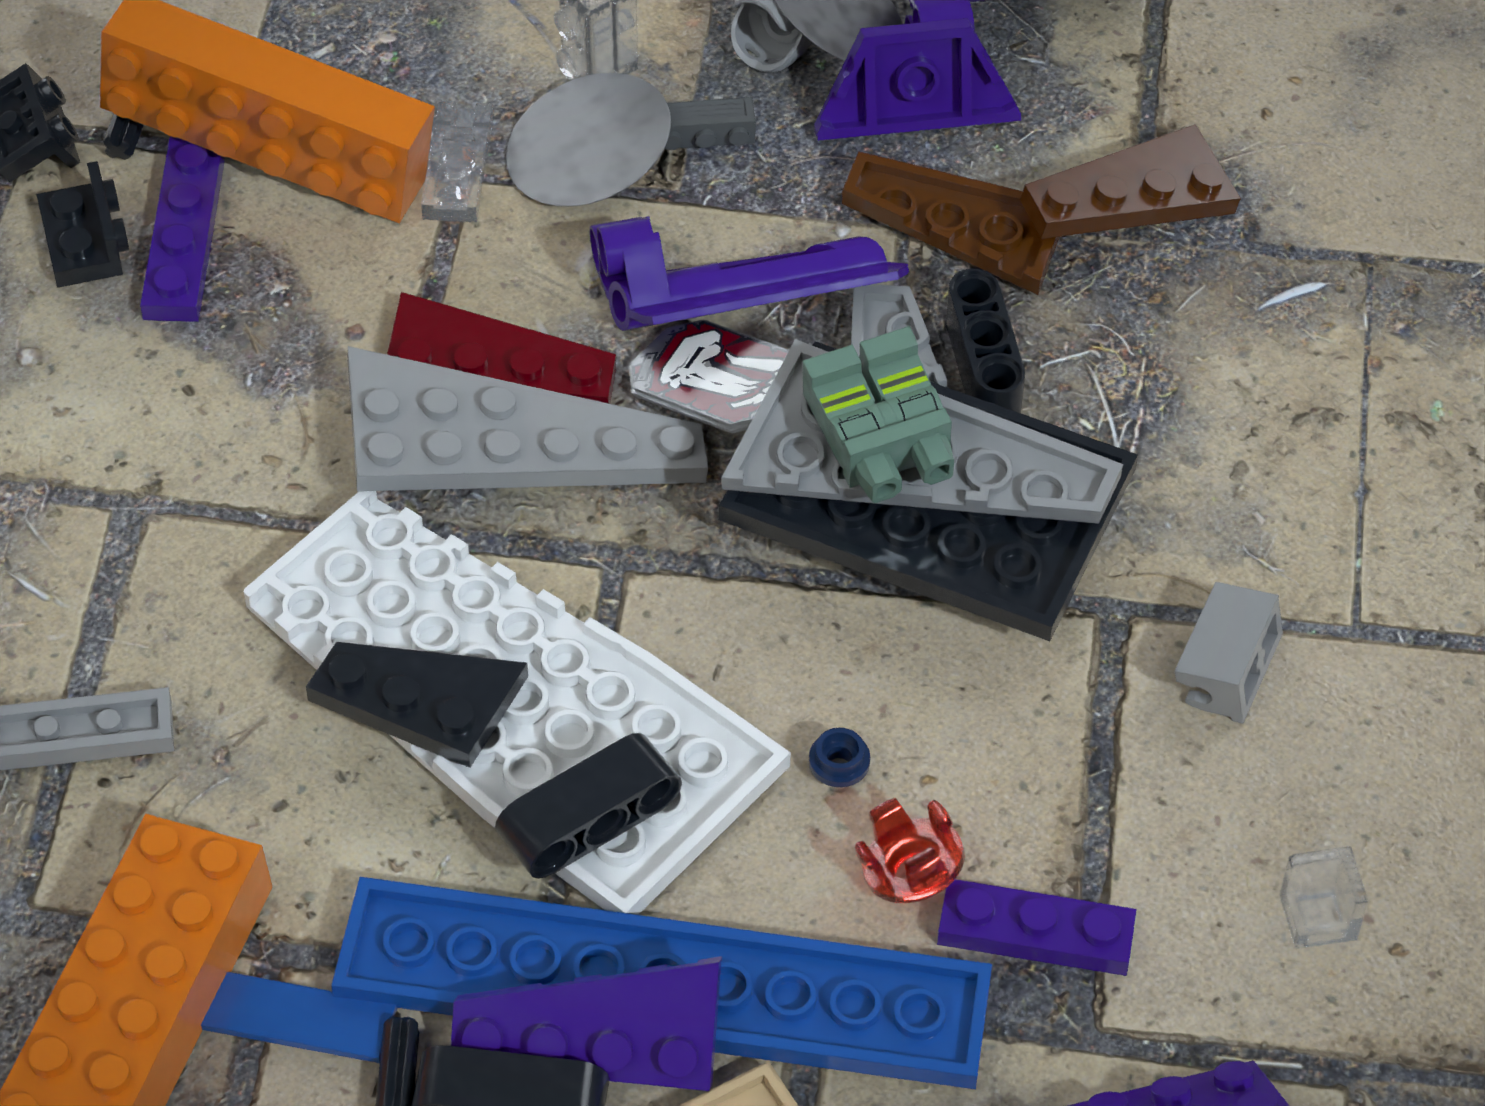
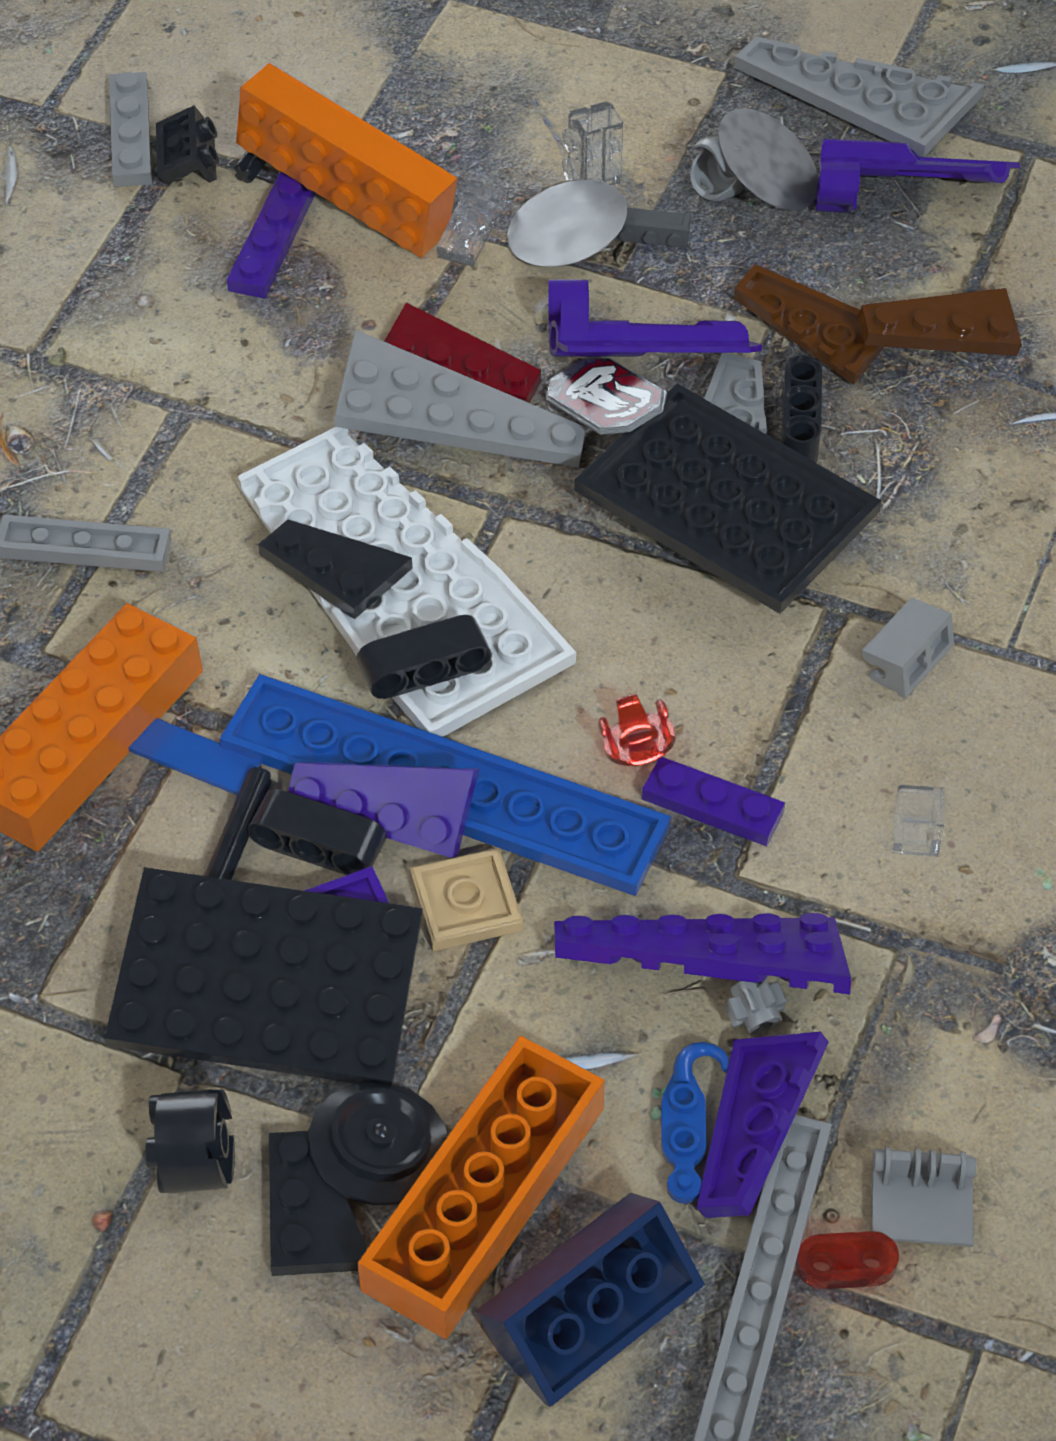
camera: 15 degrees right, 0 degrees up
(80, 230) = (203, 224): black bracket -> none
(840, 744) = (611, 663): dark blue plate -> none
(880, 413) = (703, 449): sand green hips -> none
(915, 82) = (809, 222): dark purple wing -> none
(996, 461) = (699, 455): light grey wing -> none

